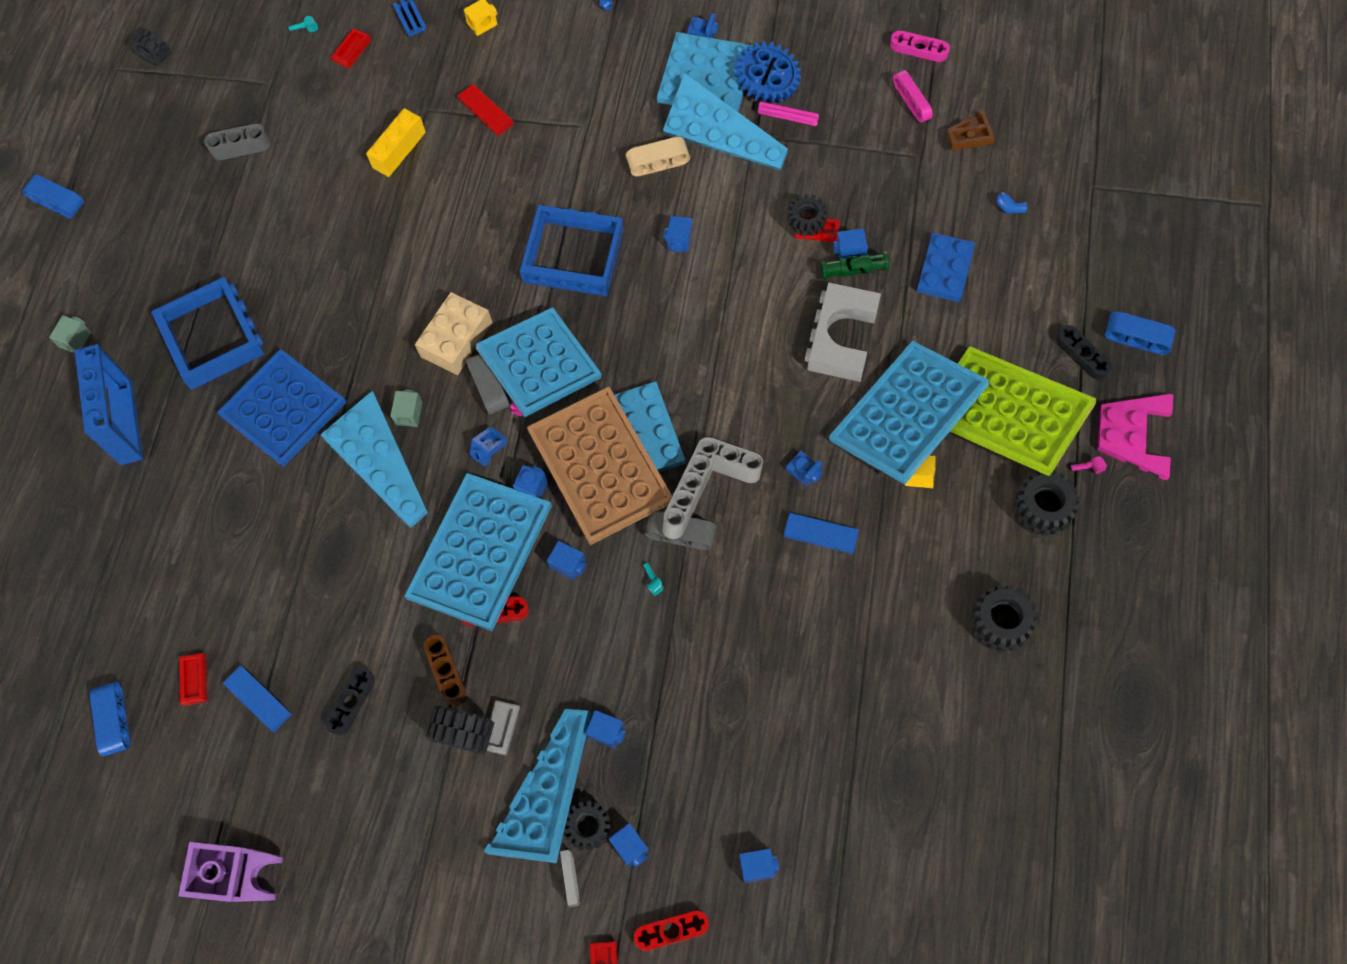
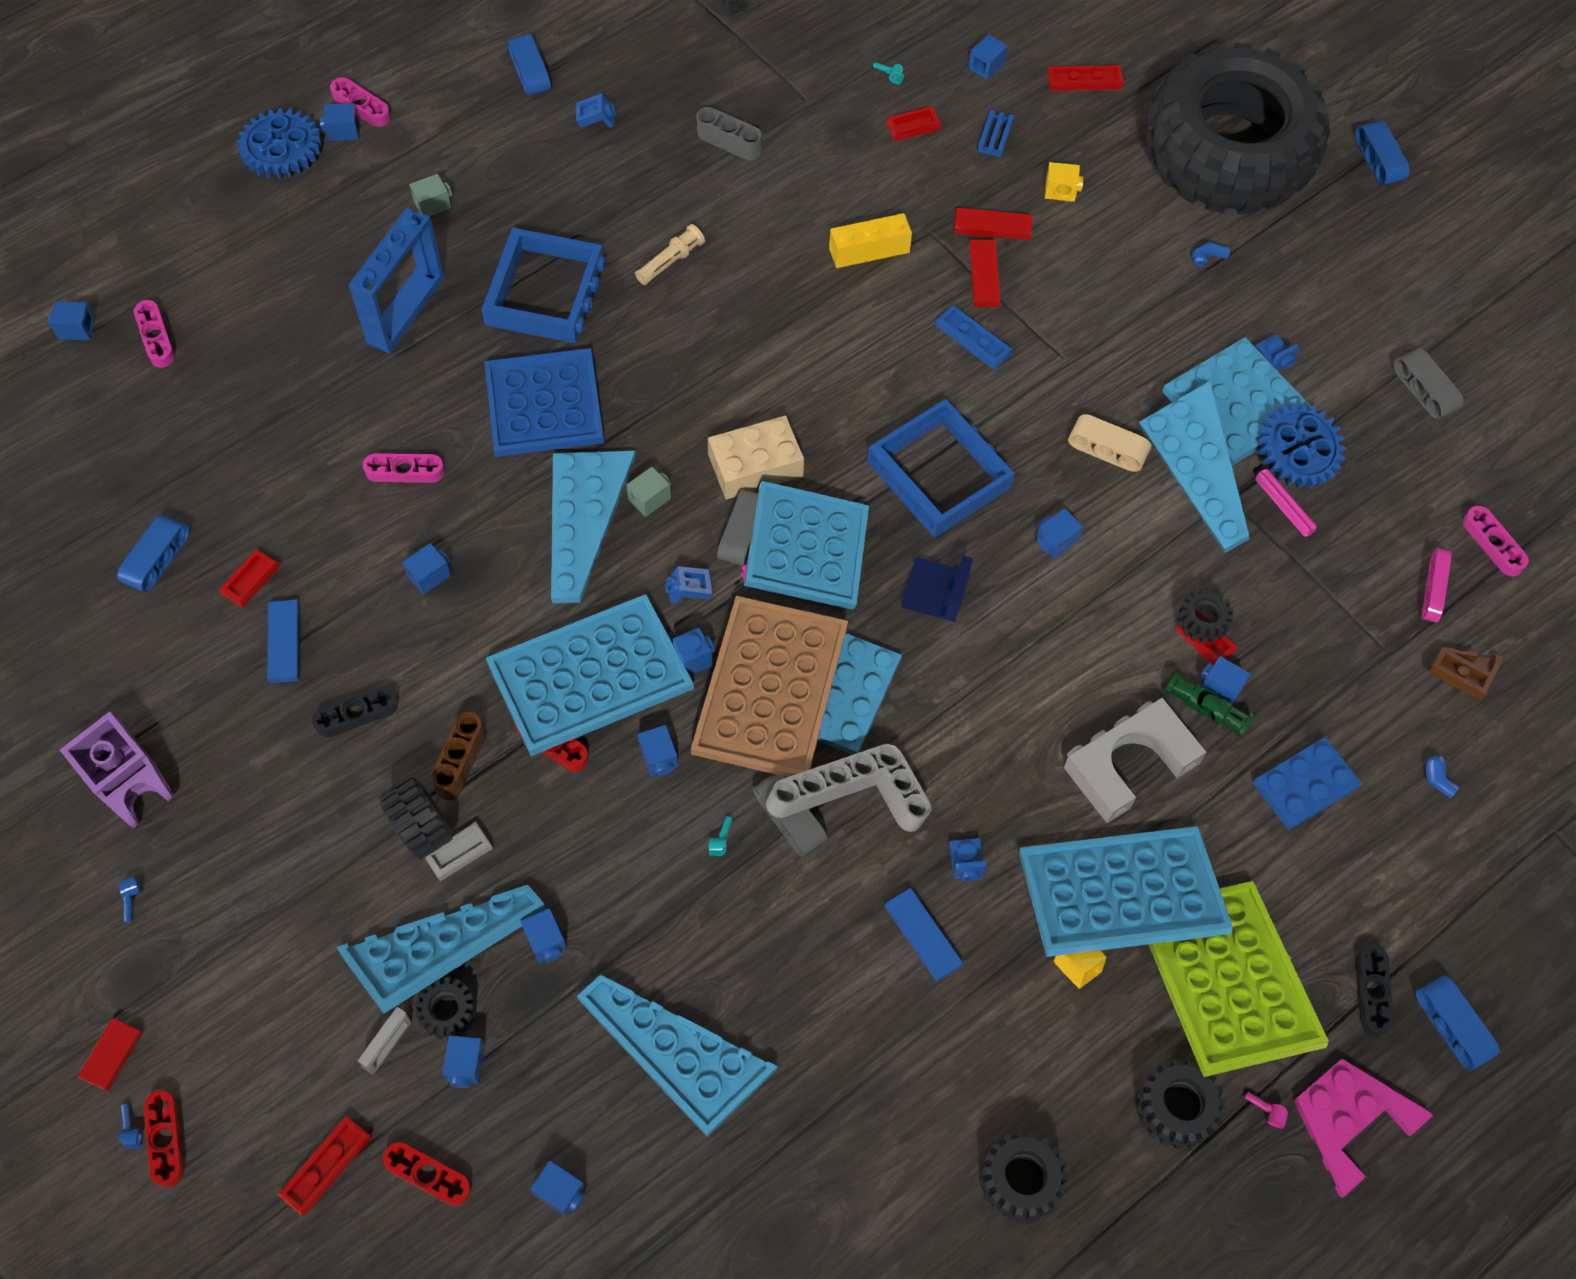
camera: 35 degrees right, 5 degrees down
(130, 193) = (595, 110): none -> blue bracket
(230, 513) = (395, 460): none -> dark pink beam
(275, 241) = (678, 248): none -> tan pin
(309, 573) = (427, 568): none -> blue brick
(310, 939) = (127, 889): none -> blue hand
(461, 75) = (993, 224): none -> red tile
(516, 155) = (974, 337): none -> blue tile
(640, 323) = (937, 588): none -> clear blue bracket
(757, 725) = (687, 1061): none -> dark azure wing

